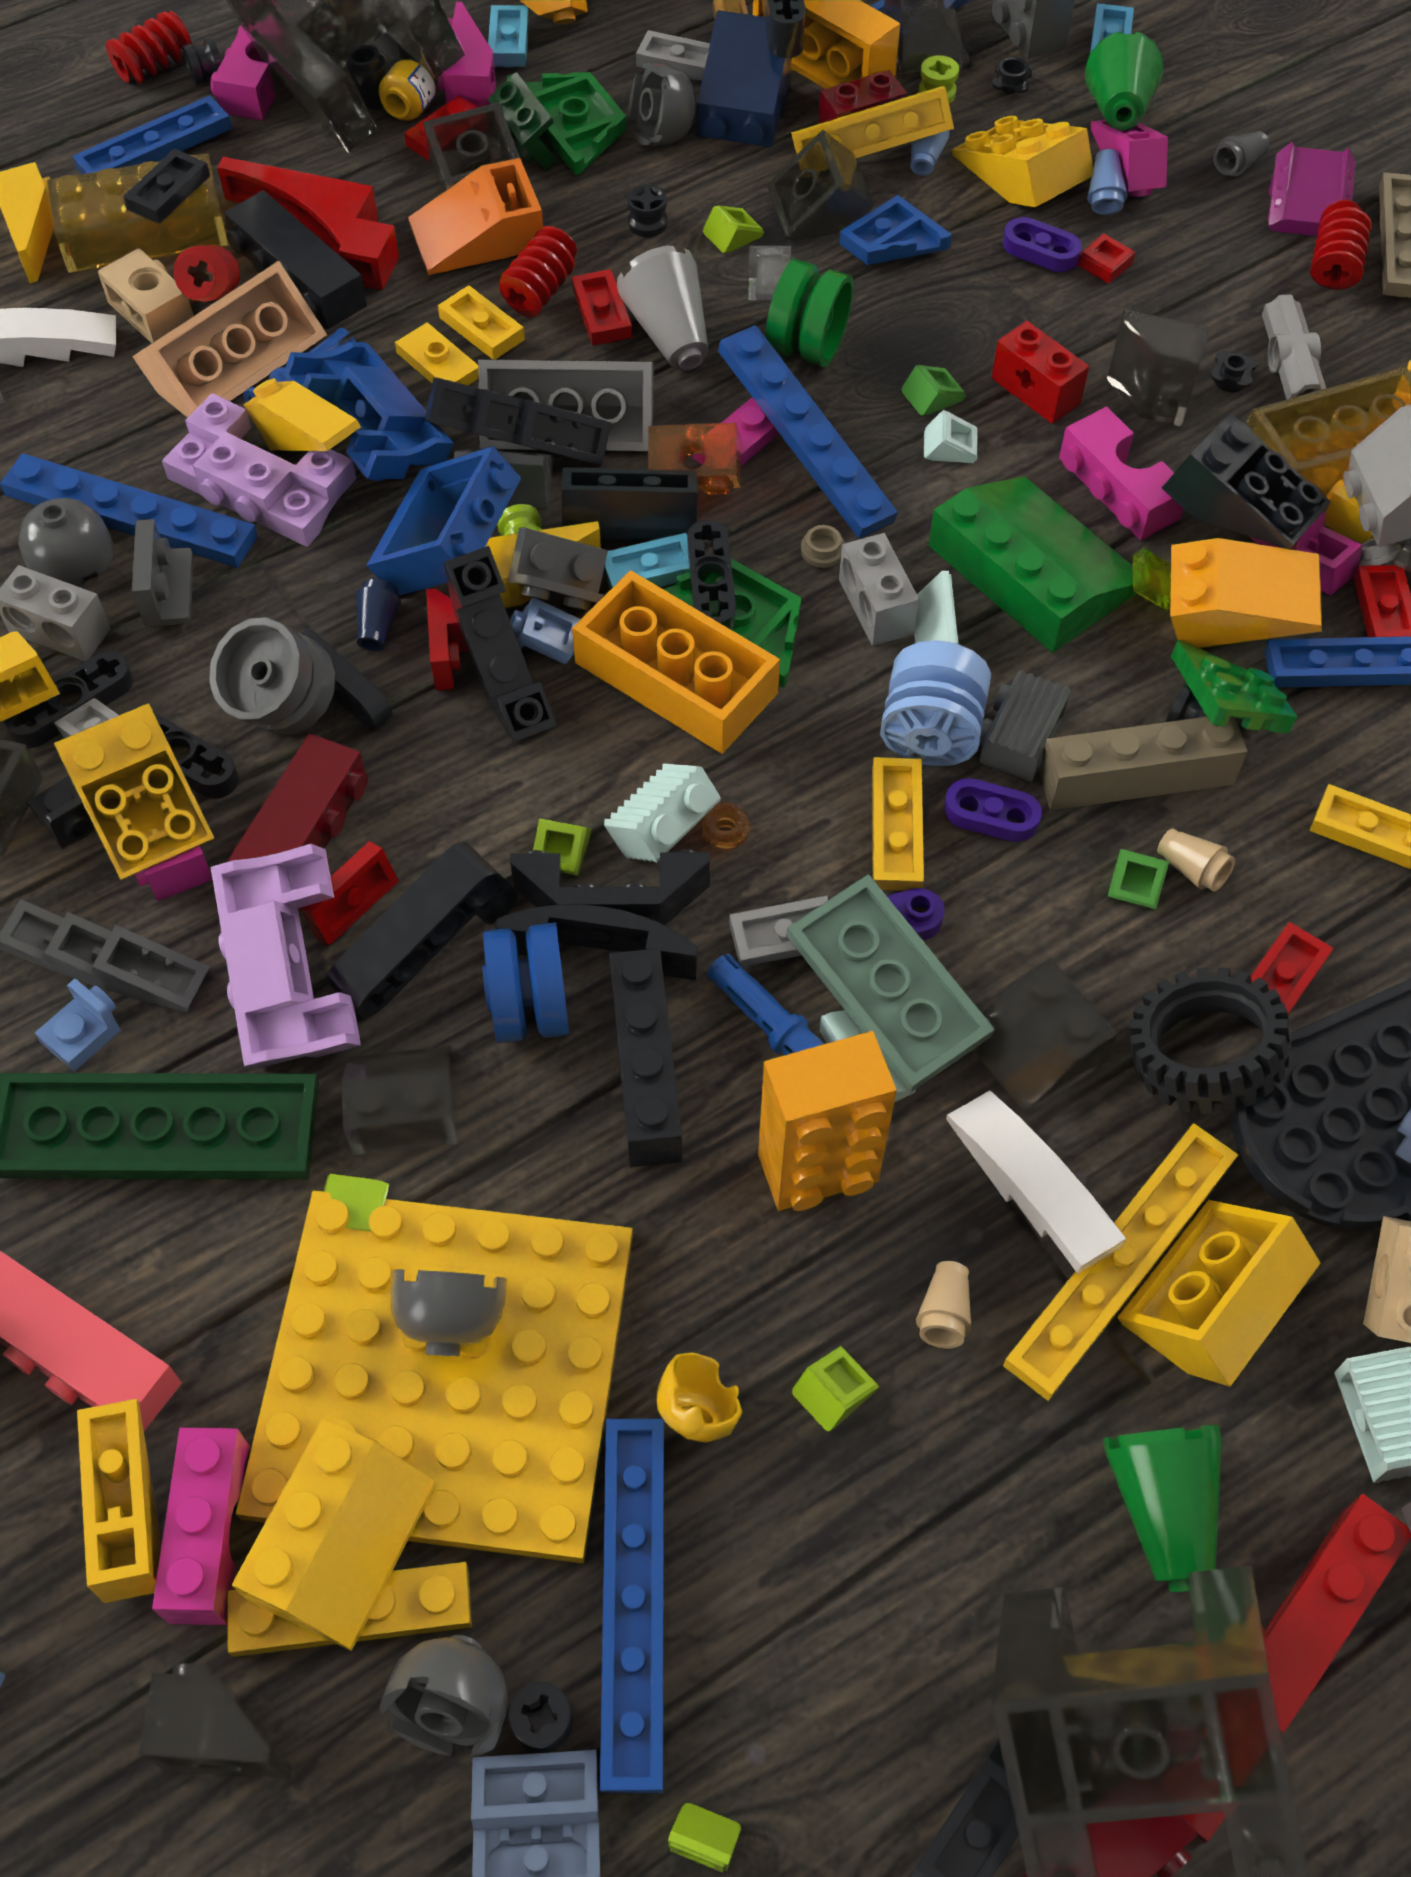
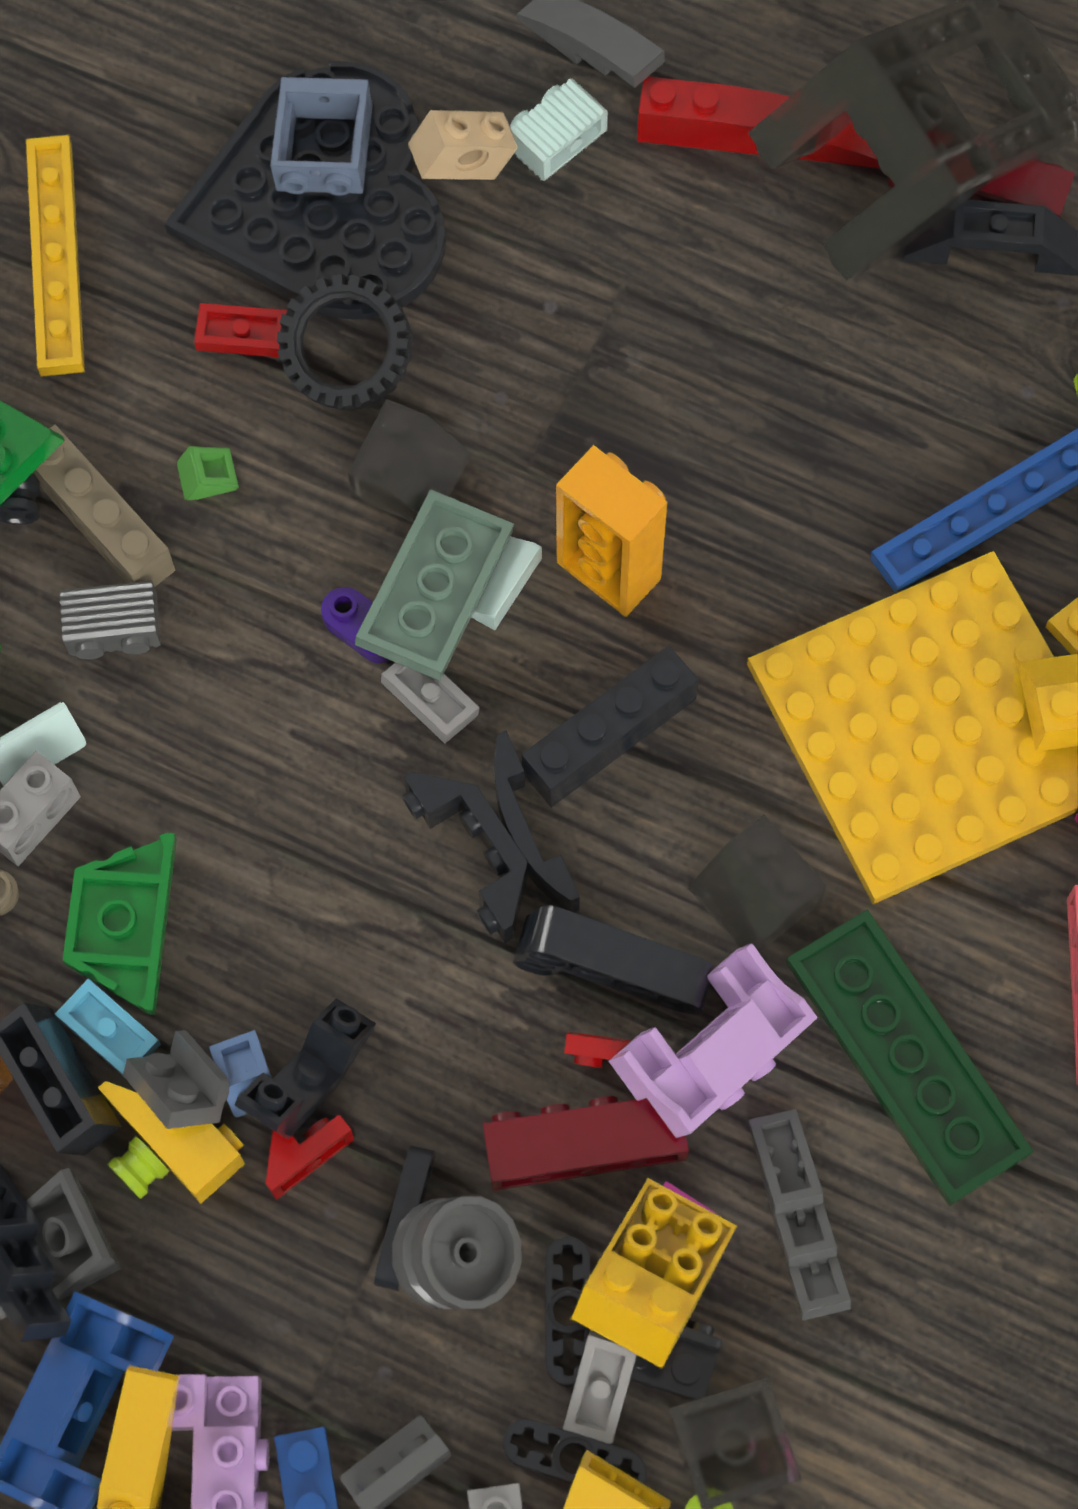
camera: 120 degrees left, 10 degrees up
(80, 1026) = (868, 1184): medium blue bracket -> none
(359, 1196) = (854, 862): lime slope -> none
(376, 611) = (311, 1239): dark blue cone -> none
(446, 1309) = (904, 718): dark grey cylinder -> none
(478, 489) = (189, 1269): blue window -> none
(524, 983) = (614, 837): blue wheel -> none
(565, 839) = (451, 921): lime slope -> none
(662, 811) = (379, 844): light aqua brick -> none
(676, 661) = (216, 926): light orange brick -> none
(695, 1400) = (845, 534): yellow hair -> none
(717, 562) = (66, 959): black beam -> none
(725, 815) = (347, 788): clear orange plate -> none
(786, 1031) = (517, 644): blue pin -> none
(833, 1388) = (768, 467): lime slope -> none
(897, 823) = (270, 667): yellow plate -> none
(936, 703) = (142, 683): light blue wheel -> none
(946, 1307) = (663, 424): tan cone -> none
(993, 809) = (211, 605): dark purple plate -> none
(1037, 1180) = (530, 413): white slope -> none
(1097, 1293) = (551, 333): yellow plate -> none
(1171, 1497) = (703, 226): green cone -> none
(1197, 859) = (168, 433): tan cone -> none
(1221, 1289) = (535, 264): yellow slope -> none

